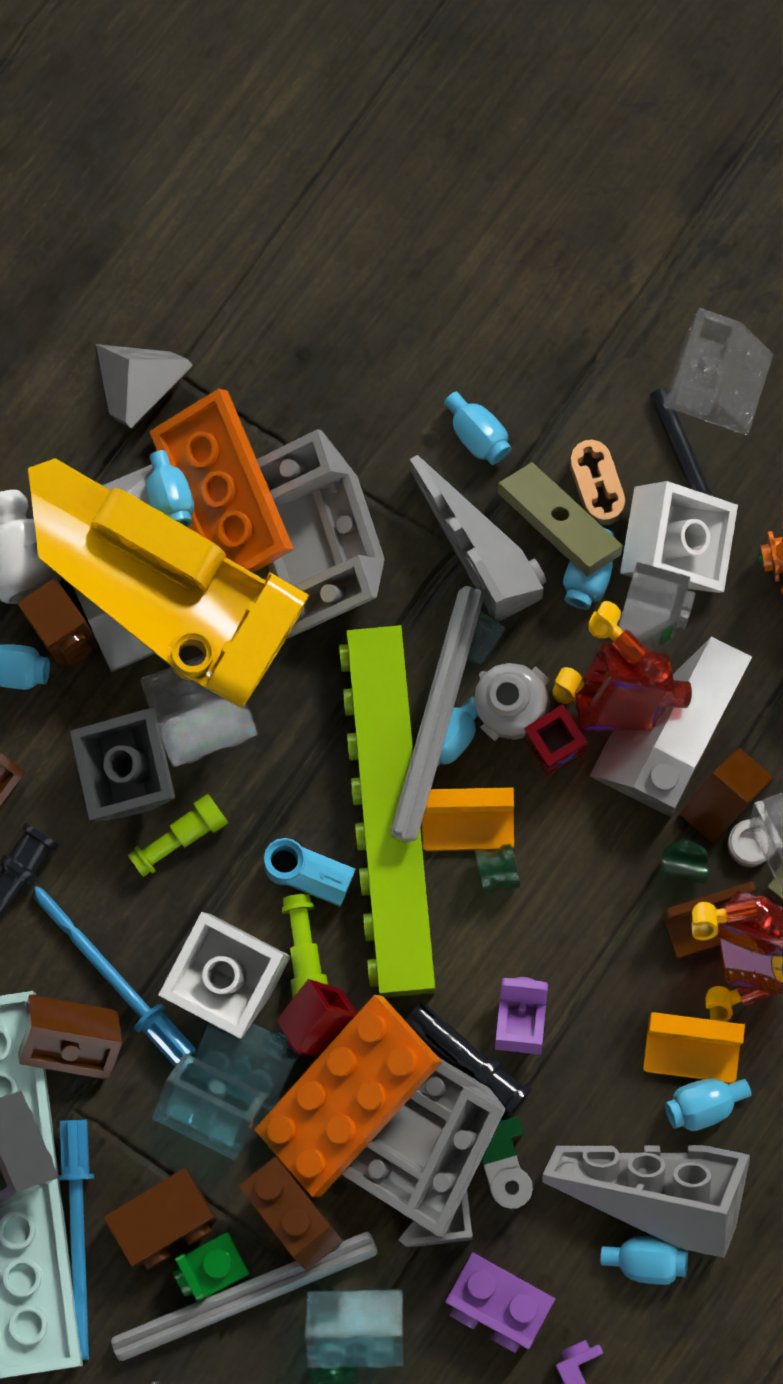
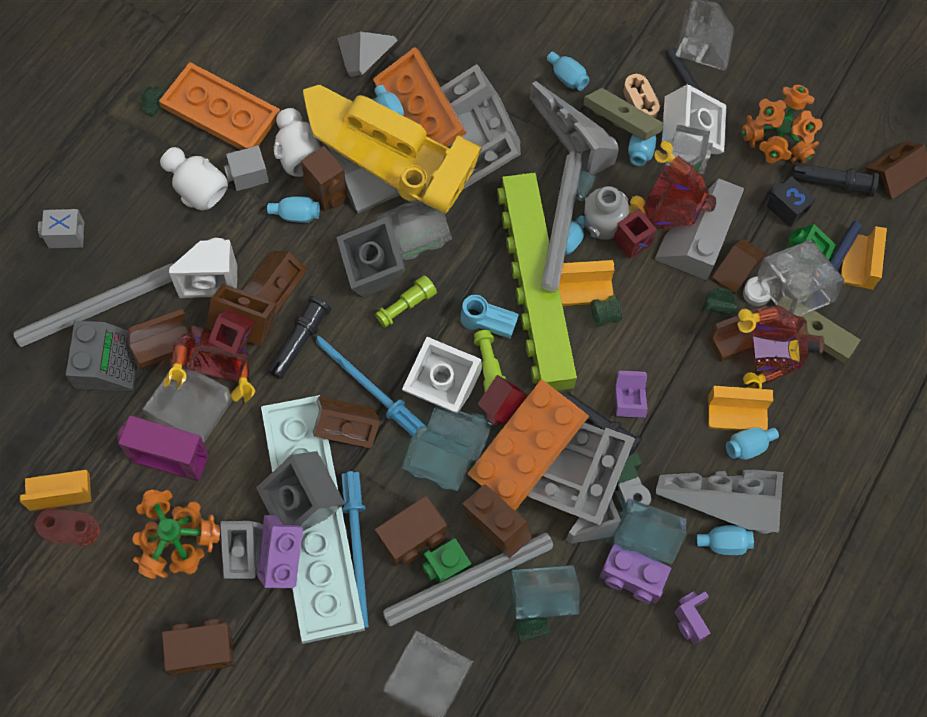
camera: 15 degrees left, 10 degrees down
(524, 1243) = (650, 531): none -> clear light blue brick

